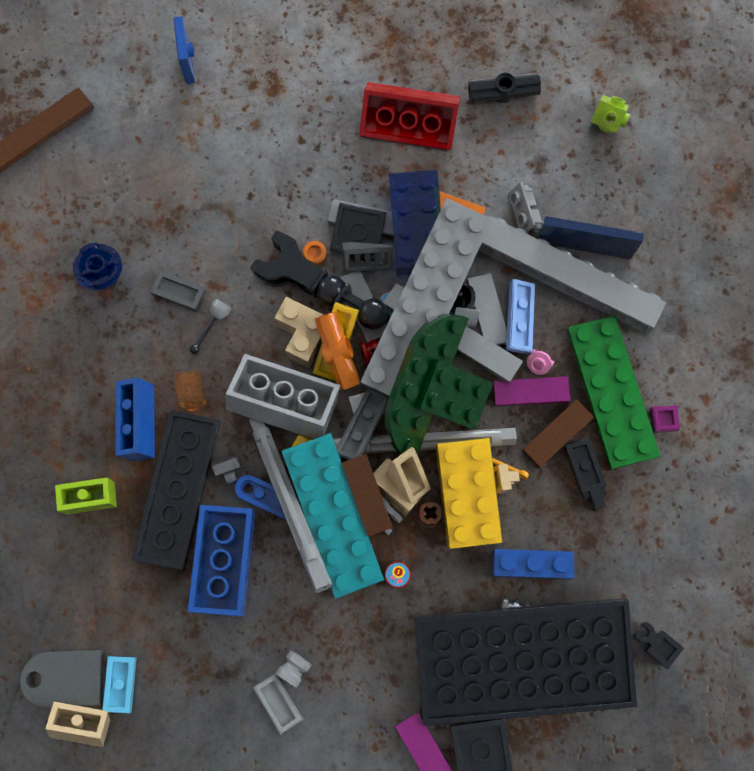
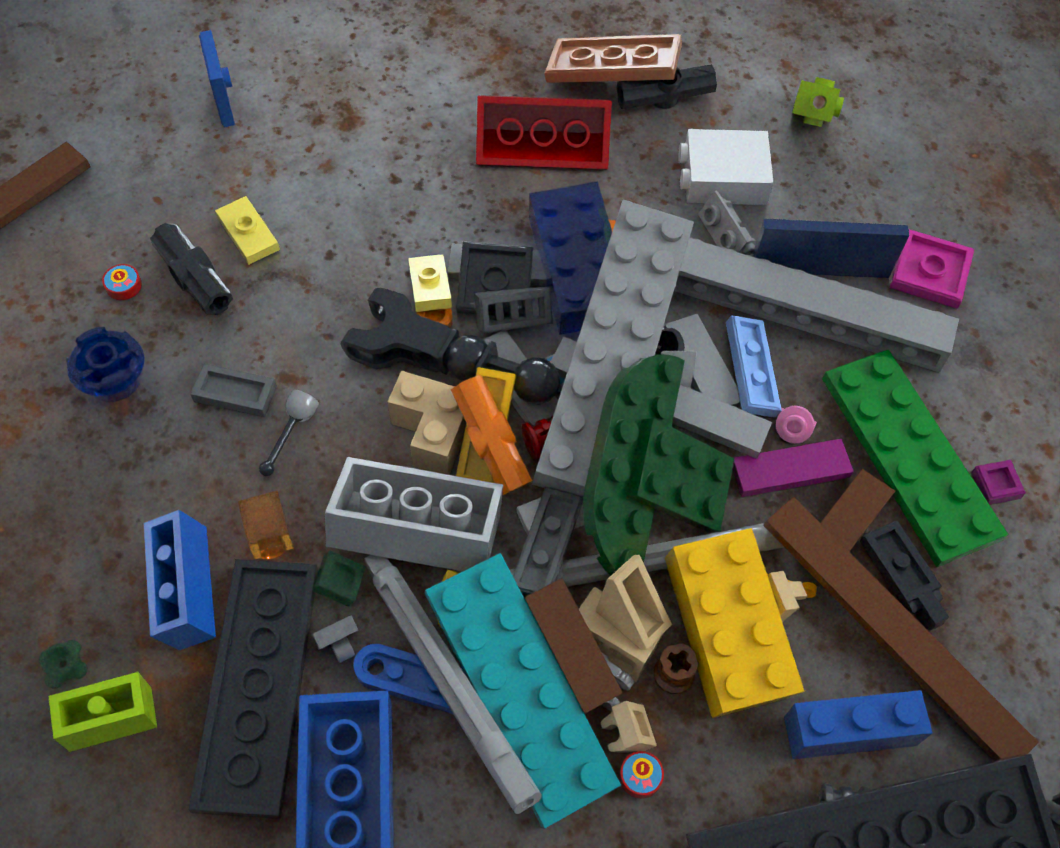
camera: 10 degrees left, 15 degrees down
(56, 459) = (54, 655): none -> clear green plate
(110, 202) = (122, 282): none -> tile
(156, 198) = (191, 269): none -> black piece
(196, 171) = (247, 230): none -> light yellow plate
(232, 430) = (339, 578): none -> clear green plate
(313, 228) = (430, 283): none -> light yellow plate
(396, 547) = (632, 726): none -> tan tile
(469, 62) = (614, 58): none -> nougat tile
(534, 160) = (726, 161): none -> white brick
(571, 510) = (899, 633): none -> reddish brown tile
(662, 256) = (933, 269): none -> dark pink tile

